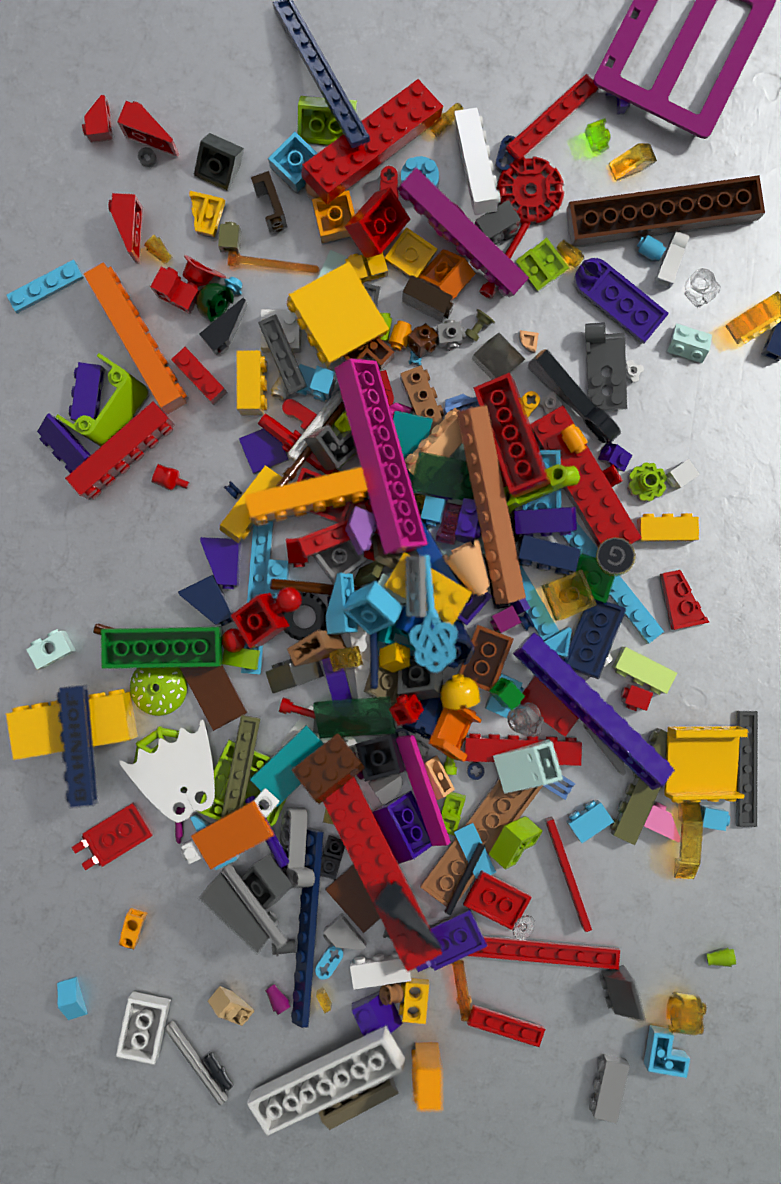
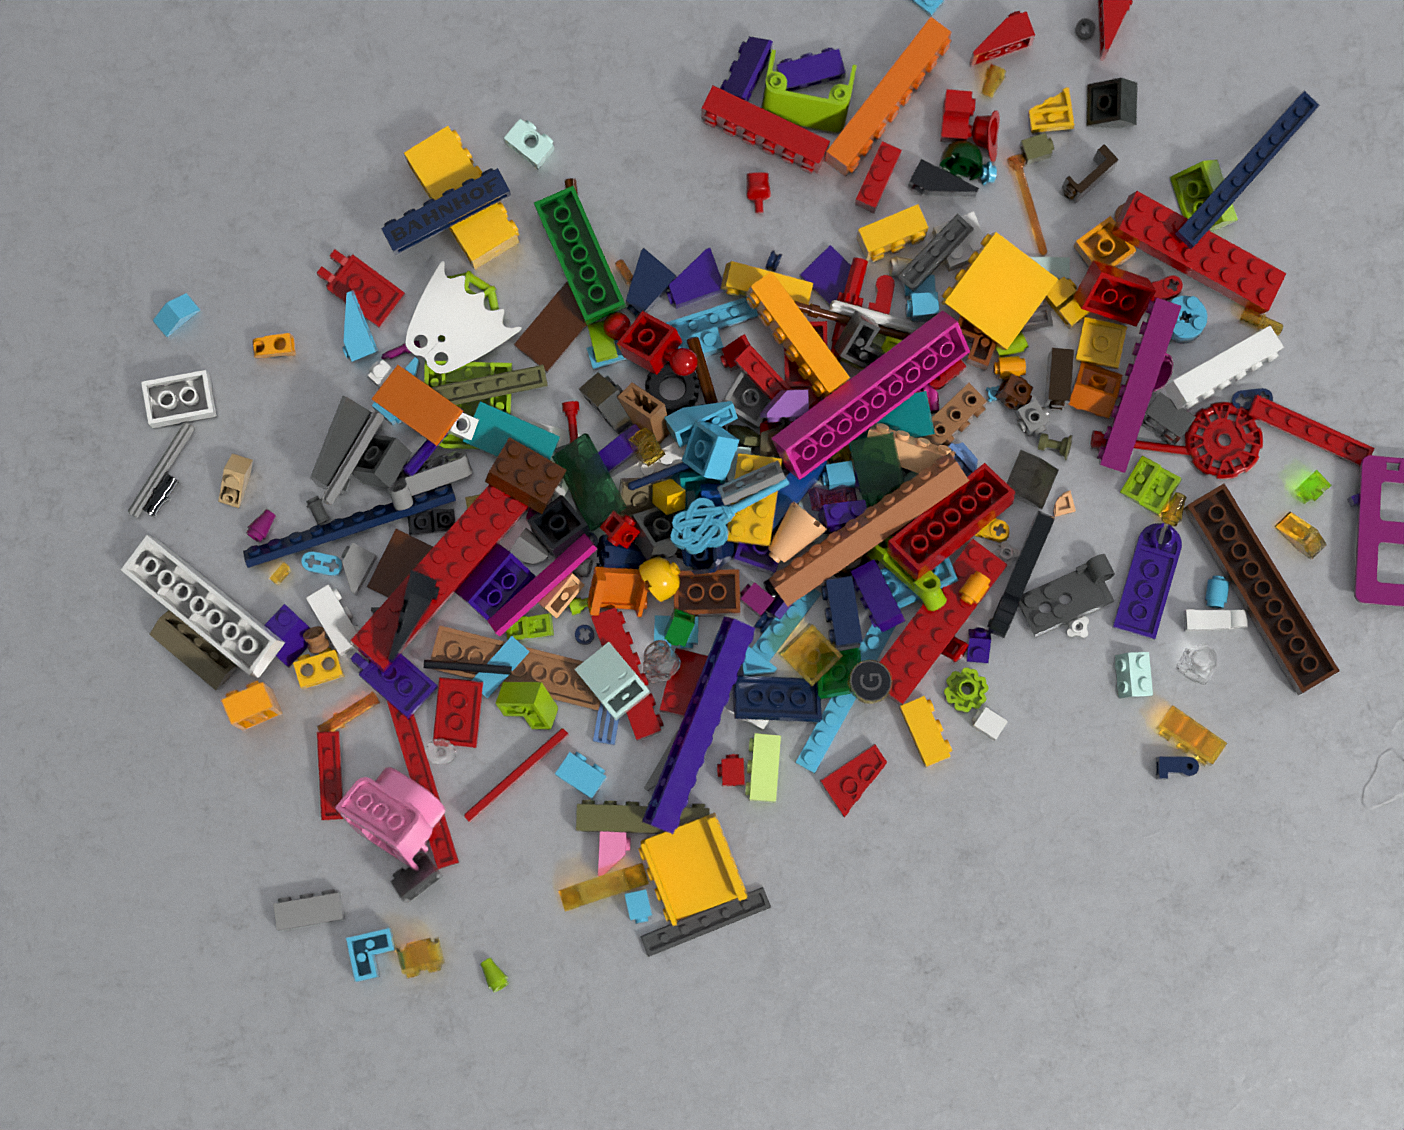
camera: 70 degrees right, 5 degrees down
(151, 857) = (357, 334): none -> medium azure slope
(171, 690) = (533, 284): lime dish -> none
(190, 615) = (624, 271): none -> clear orange tile
(288, 161) = (1146, 177): medium azure brick -> none
(565, 994) = (392, 813): none -> bright pink brick

